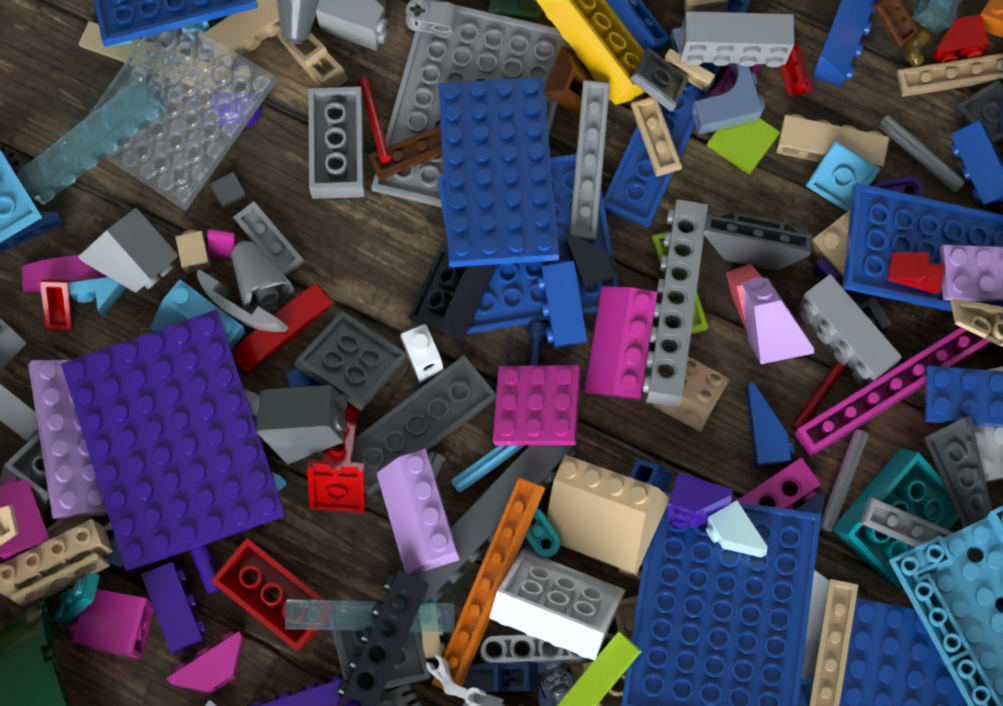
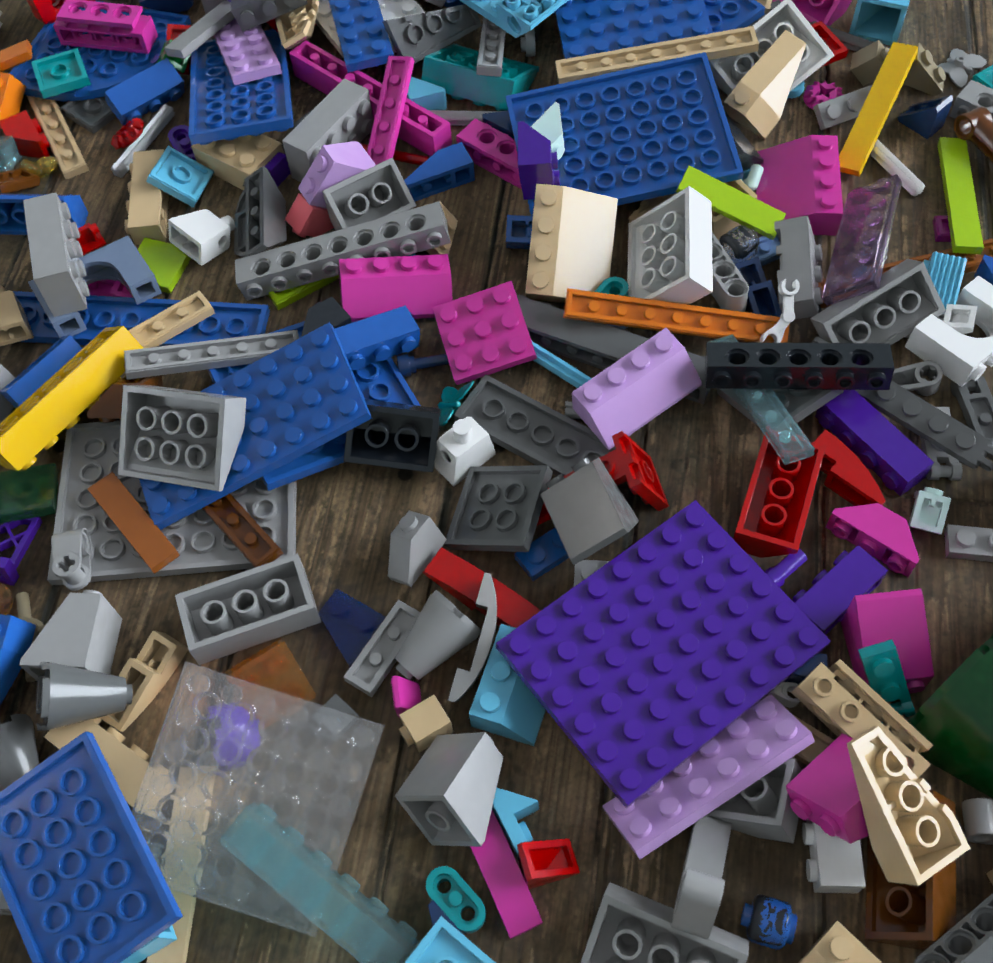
camera: 105 degrees left, 15 degrees down
(59, 234) = (457, 899): none -> teal plate
(274, 145) = (275, 669): none -> clear orange bracket
(277, 669) = (847, 473): none -> red slope
(300, 220) = (349, 623): none -> clear blue wing
(344, 284) = (413, 547): none -> light grey slope
(374, 119) = (216, 574): red bar -> none
(451, 69) = (133, 522): none -> dark orange tile
(481, 357) = (451, 401): none -> teal piece
(501, 113) = (179, 435): none -> light grey slope
(659, 79) = (109, 320): dark grey tile -> none
(696, 74) = (98, 304): tan tile -> none
(732, 344) = (368, 196): none -> light grey slope
(758, 184) = (201, 234): none -> white torso
(837, 390) = (390, 108): none -> dark pink tile
(884, 442) = (427, 94): none -> medium azure slope
(916, 271) = (261, 82): red slope -> none
(935, 145) = (128, 133): none -> red gear

